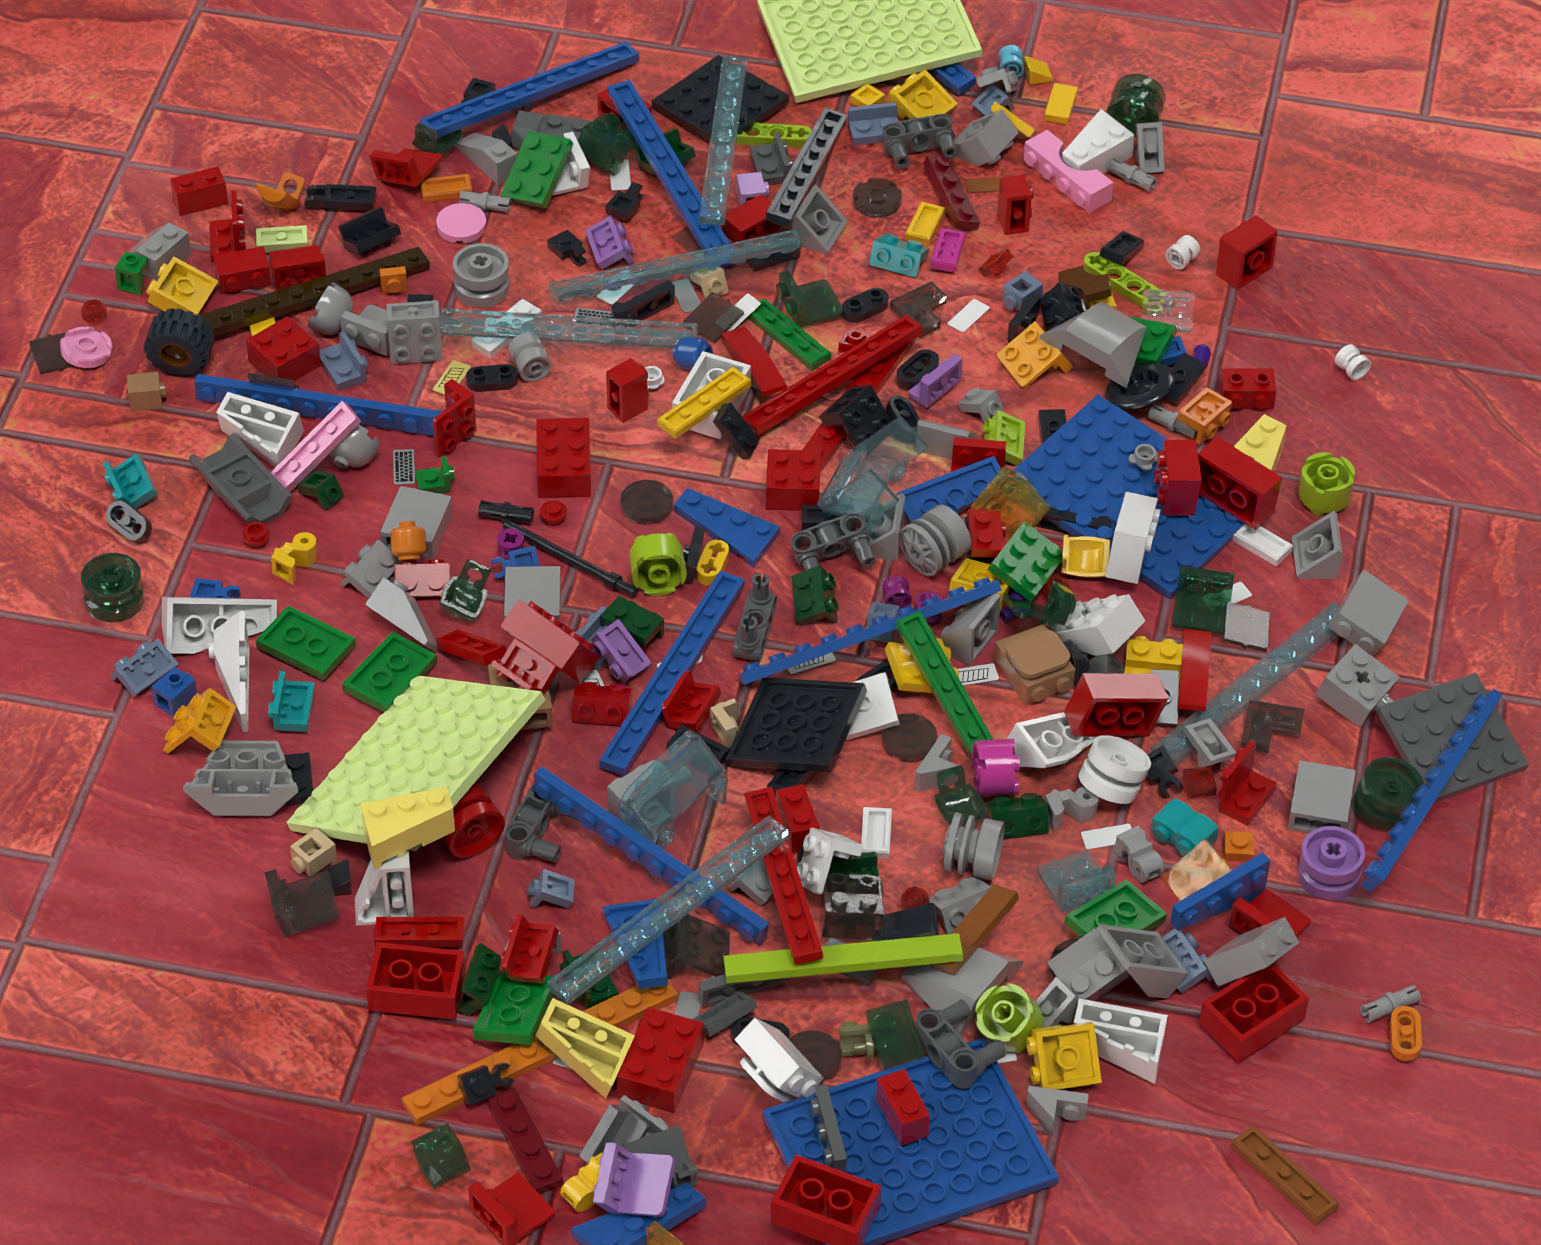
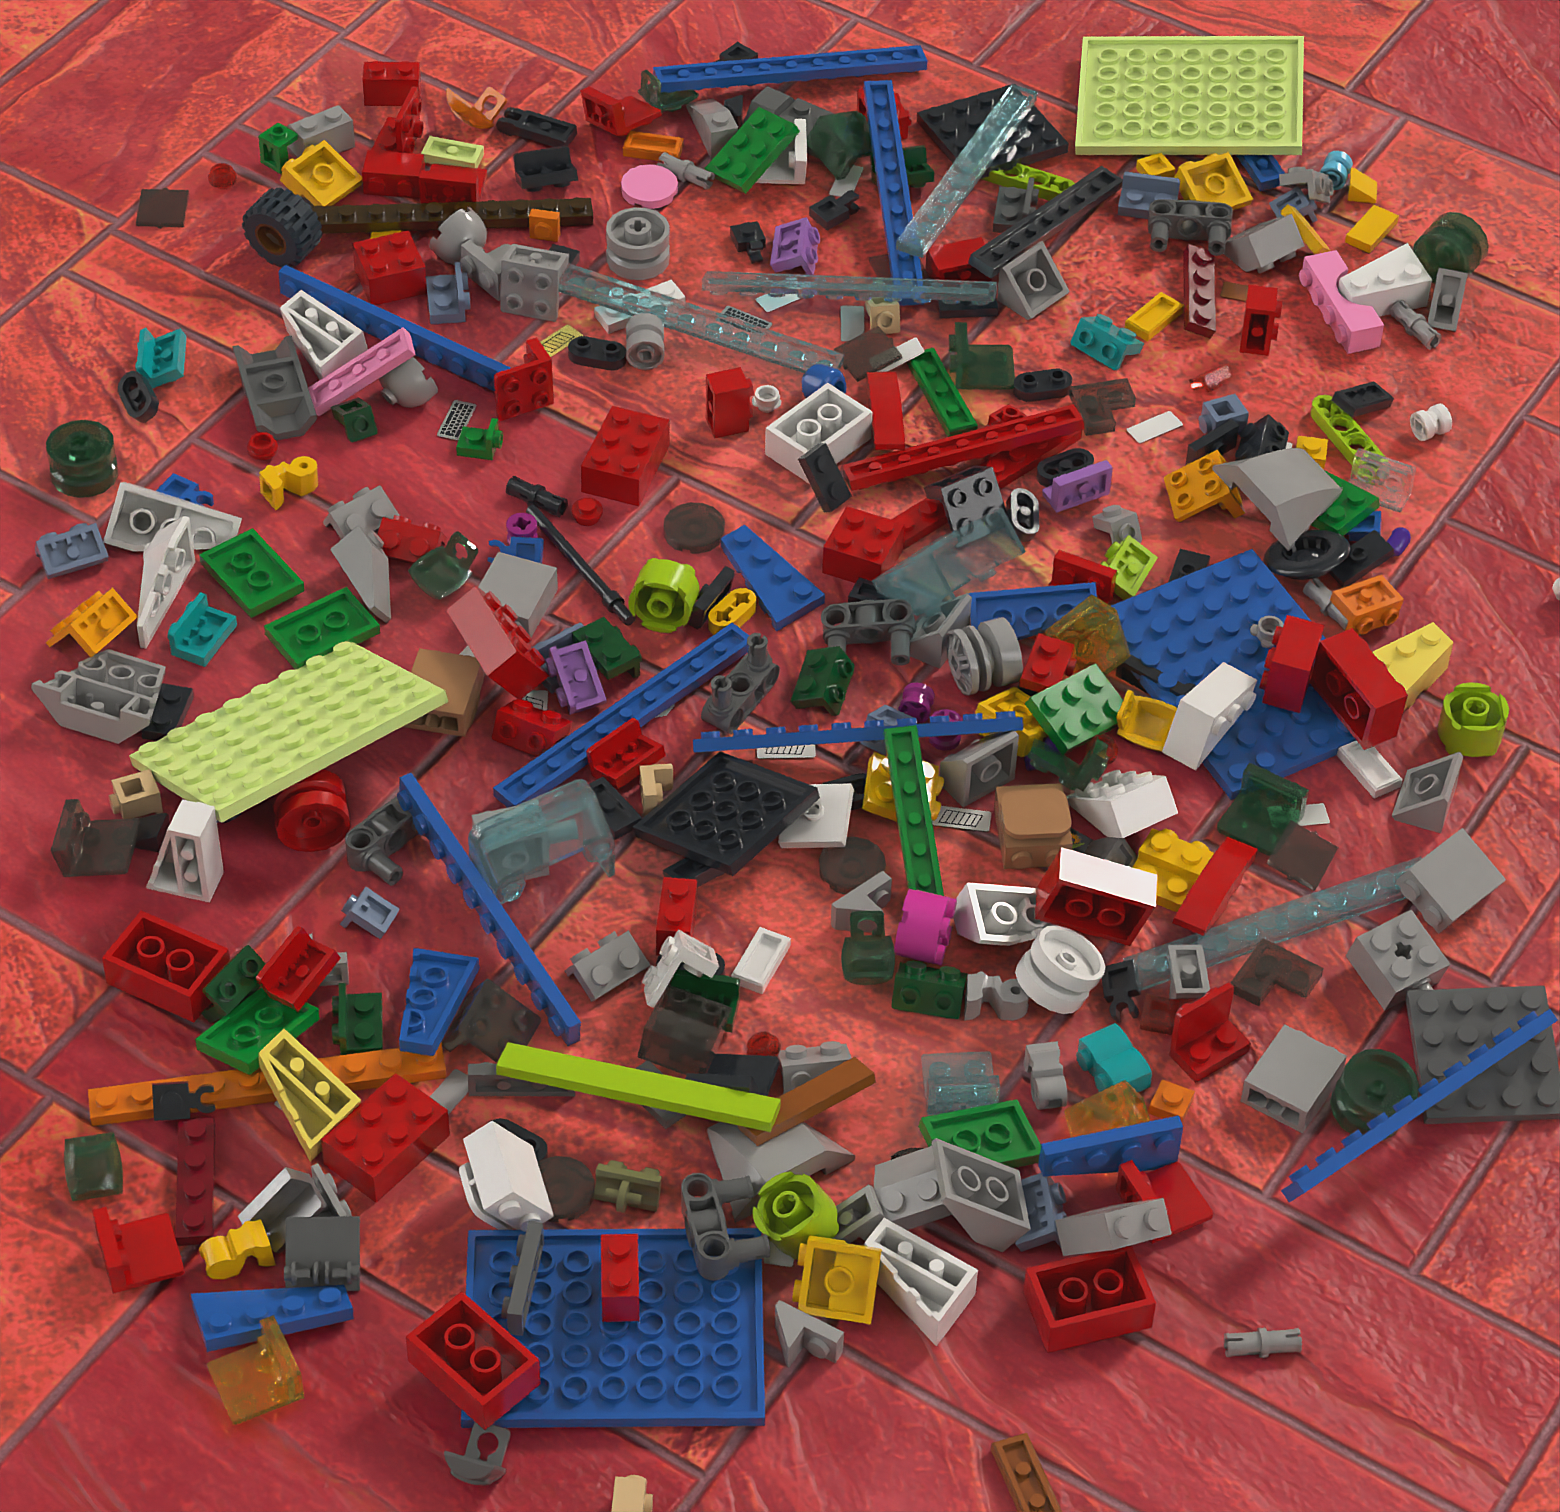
camera: 20 degrees right, 0 degrees up
(86, 347) = (194, 210): bright pink tile -> none
(145, 391) = (227, 269): medium nougat brick -> none
(173, 691) = (85, 580): blue brick -> none
(272, 381) = (359, 293): clear smoke piece -> none
(405, 822) = (213, 785): light yellow wedge -> none
(408, 541) = (406, 495): orange head -> none
(420, 931) = (204, 914): red plate -> none
(428, 511) = (434, 480): light grey brick -> none
(471, 647) = (417, 627): red plate -> none
(526, 667) = (451, 663): bracket -> none
(633, 1182) = (271, 1262): medium lavender bracket -> none
(645, 304) = (799, 319): black plate -> none
(667, 910) = (469, 971): clear light blue plate -> none
(704, 402) = (798, 436): yellow tile -> none
(726, 1012) = (484, 1108): dark grey plate -> none
(750, 186) = (976, 225): lavender brick -> none
(786, 884) = (616, 975): red plate -> none
(877, 198) = (1114, 275): clear smoke tile -> none
(894, 1034) = (654, 1191): clear green plate -> none
(940, 437) = (1043, 543): light grey slope -> none
(948, 250) = (1164, 350): dark pink plate -> none
(973, 846) = (855, 1007): light grey wheel -> none
(1078, 660) = (1081, 837): black plate -> none
(1089, 285) = (1302, 429): reddish brown tile -> none
(1103, 836) = (1015, 1043): white sticker -> none
(1170, 682) = (1169, 897): plate -> none
(1246, 252) = (1501, 440): red brick -> none
(1249, 387) = (1434, 590): red brick -> none
(1331, 863) = (1264, 1152): medium lavender wheel -> none
(1407, 1035) = (1262, 1386): orange plate -> none

